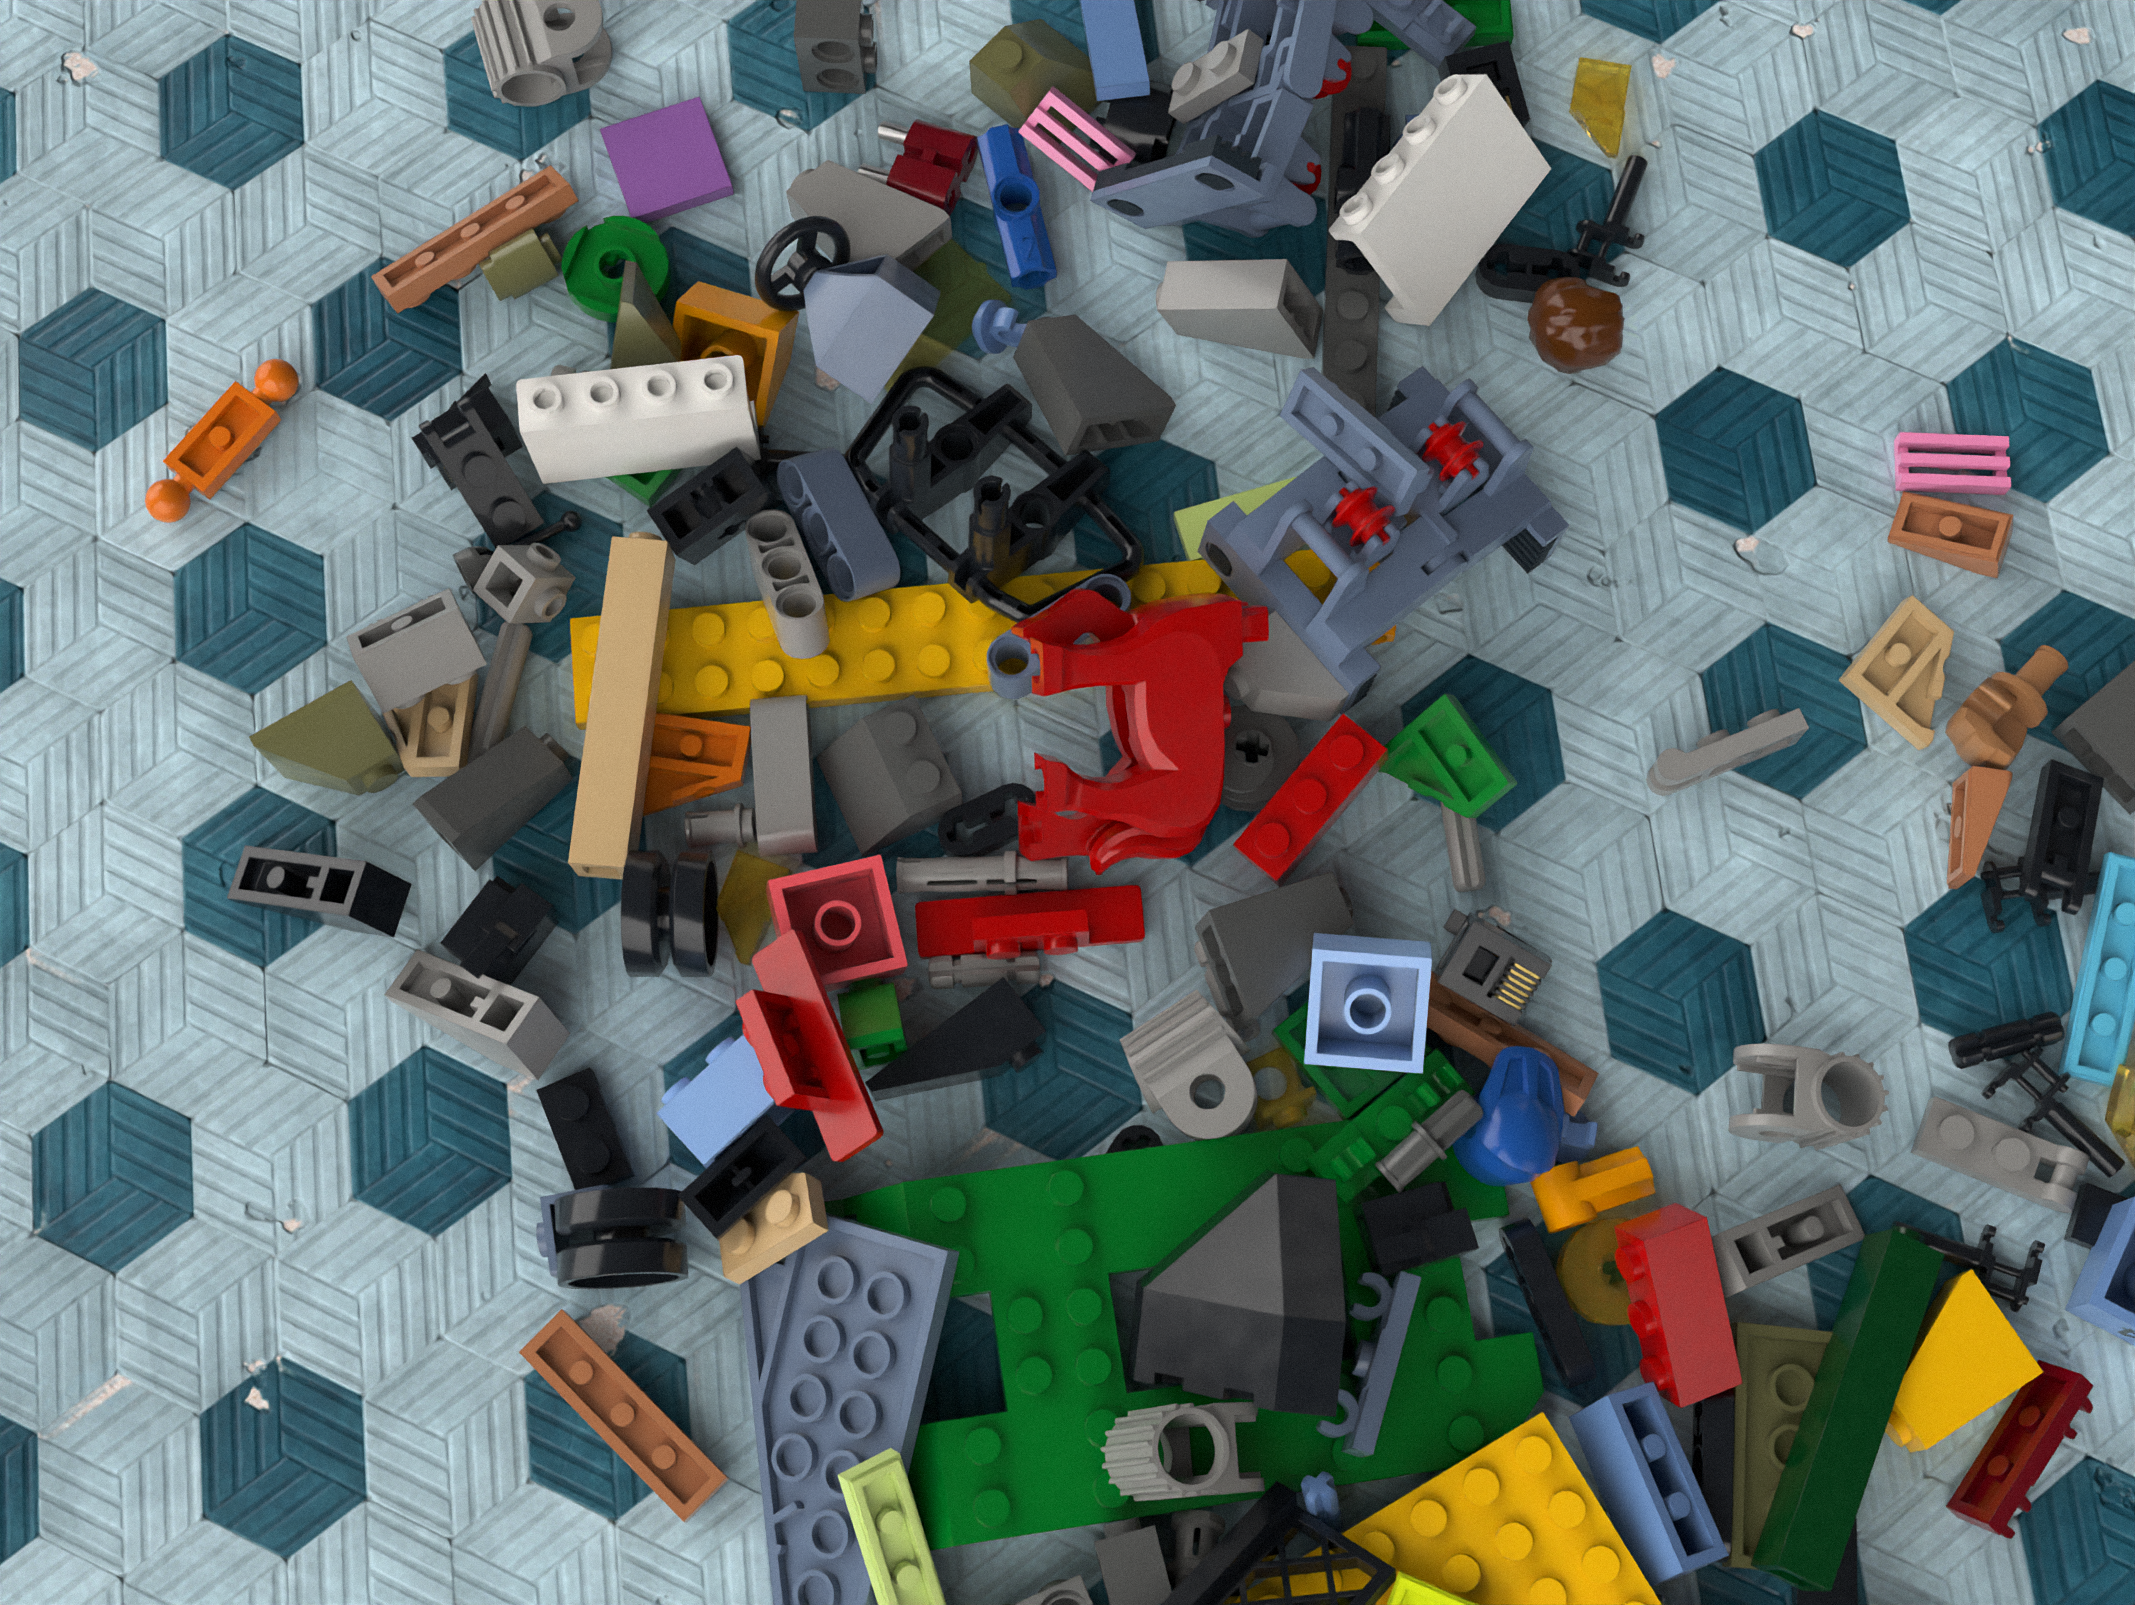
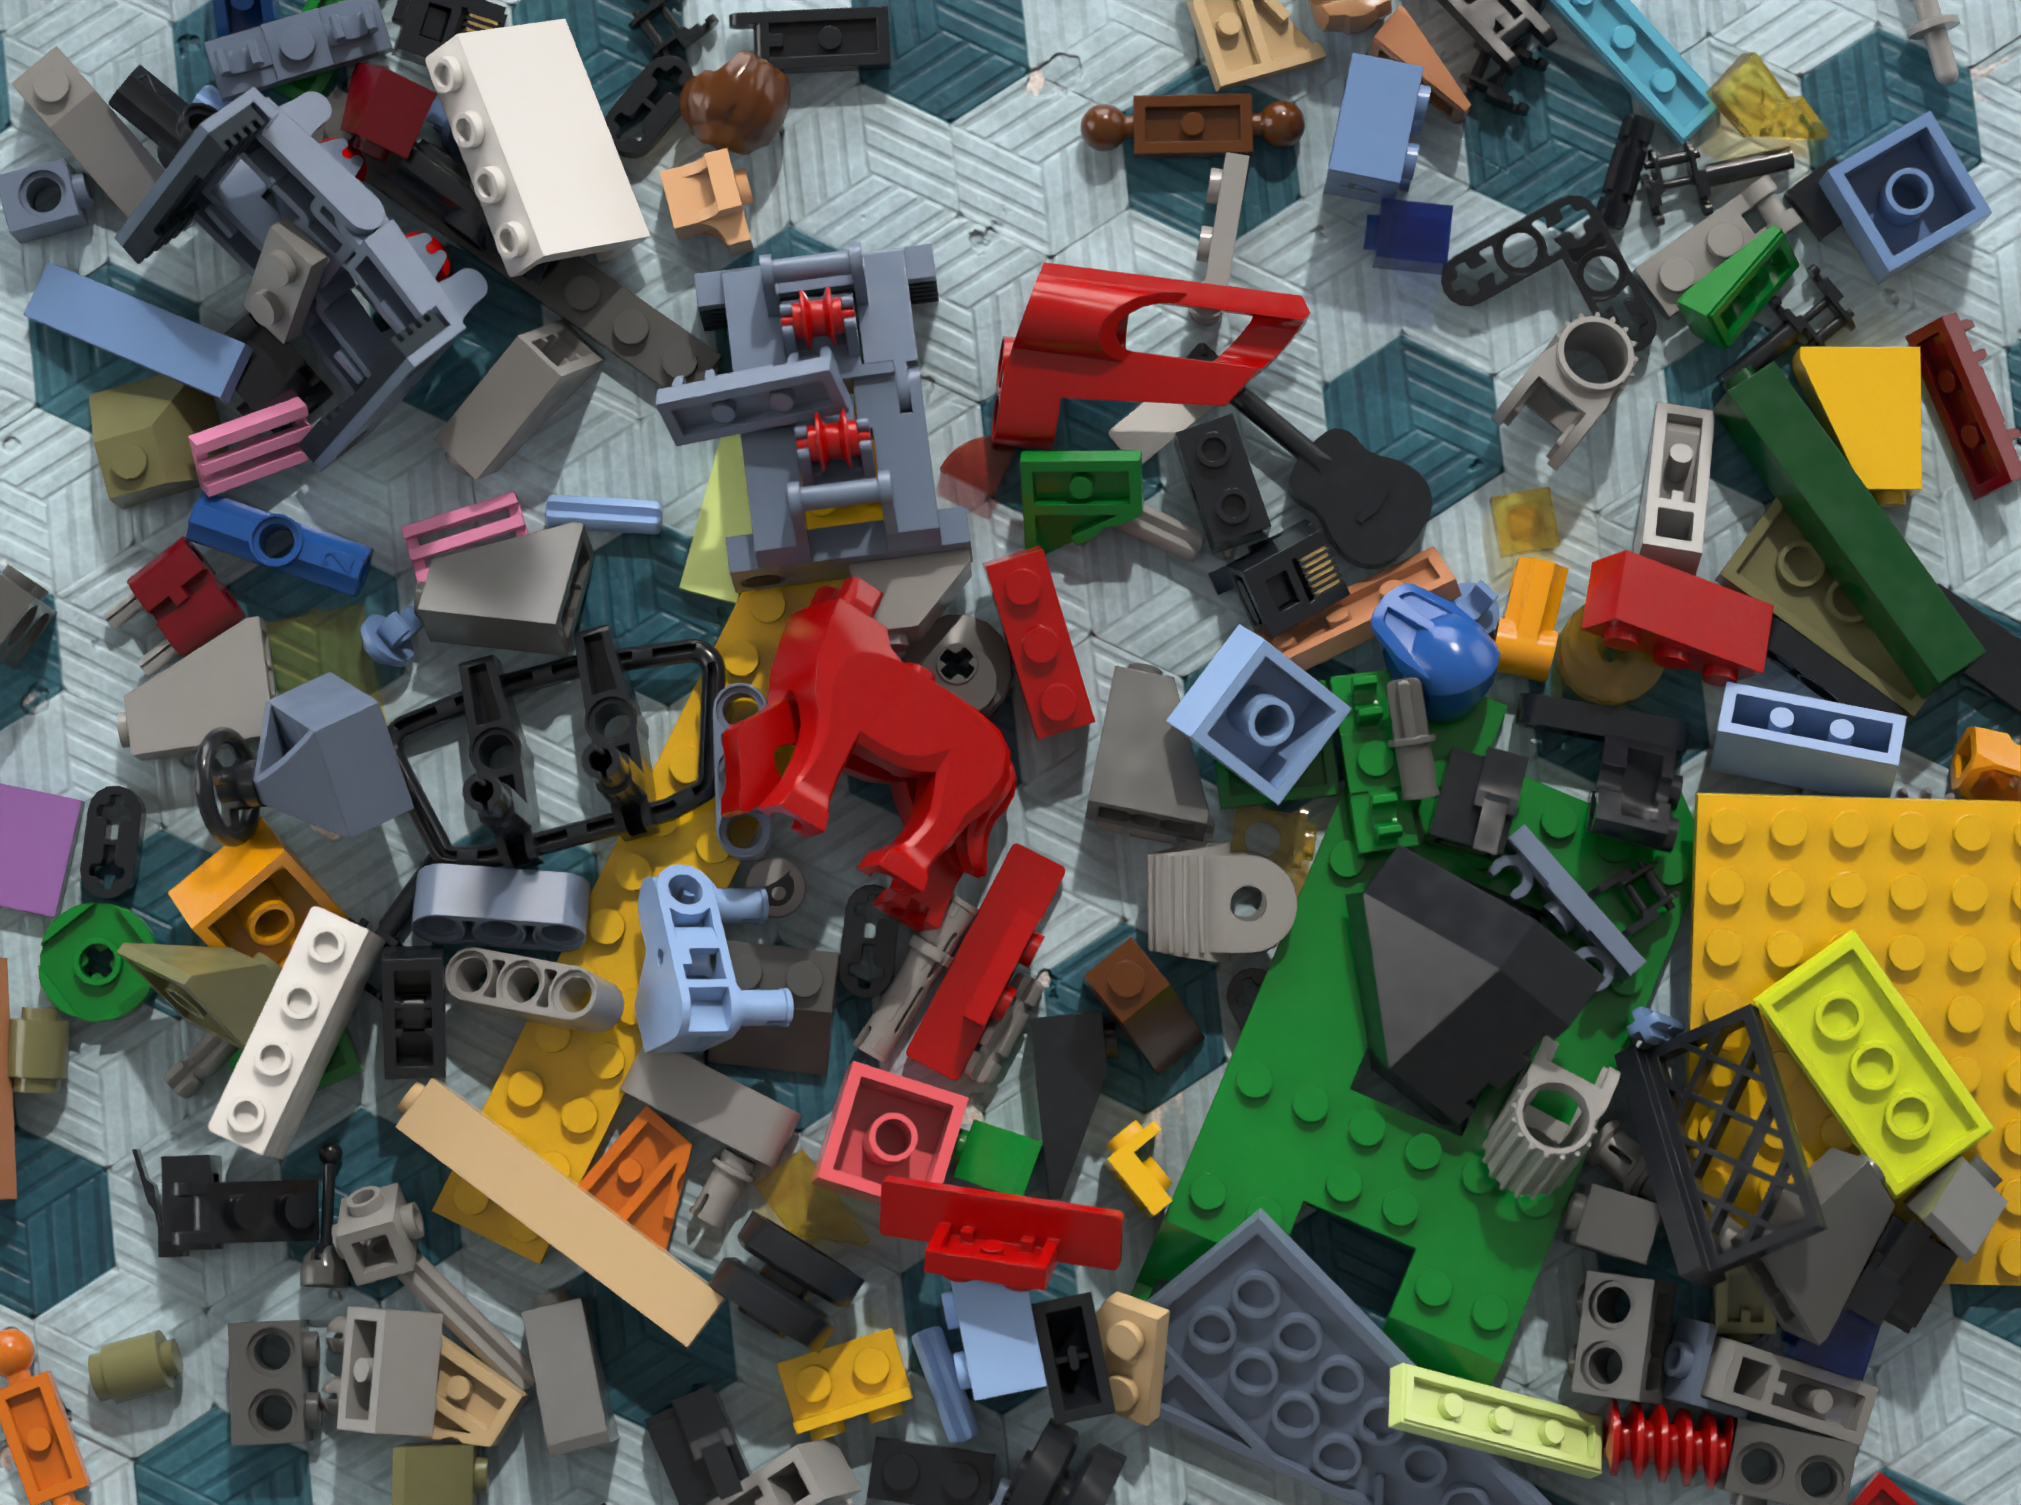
camera: 55 degrees left, 10 degrees up
(317, 474) = (135, 1367): none -> olive brick
(356, 566) = (255, 1382): none -> dark grey brick
(622, 1017) = (844, 1383): none -> yellow bracket
(644, 1123) = (944, 1385): none -> light blue axle
(714, 228) = (98, 841): none -> black beam
(857, 690) = (678, 995): none -> light blue piece
(928, 1140) = (1141, 1181): none -> yellow bracket
(986, 725) = (783, 885): none -> light grey tile
(1071, 1059) = (1143, 1005): none -> reddish brown slope
(1154, 349) = (457, 517): none -> bright pink tile
(1196, 427) = (605, 513): none -> light blue axle
(1391, 76) = (384, 111): none -> dark red slope
(1423, 678) = (979, 464): none -> clear red tile
(1429, 1398) = (1624, 880): none -> black piece
(1489, 349) = (710, 200): none -> light nougat brick
(1507, 1361) = (1636, 794): none -> black cylinder
(1533, 870) = (1222, 483): none -> black brick
(1559, 800) = (1154, 426): none -> white sticker
(1575, 677) = (1076, 348): none -> red panel
(1597, 994) = (1362, 499): none -> black piece
(1668, 362) = (820, 38): none -> black hinge
(1668, 1134) = (1524, 522): none -> clear yellow plate
(1800, 676) = (1192, 125): none -> reddish brown plate
(1833, 897) = (1409, 236): none -> clear blue brick
(1900, 811) = (1373, 129): none -> medium blue brick
(1914, 1035) = (1575, 254): none -> black beam
(1950, 1171) = (1738, 289): none -> green slope

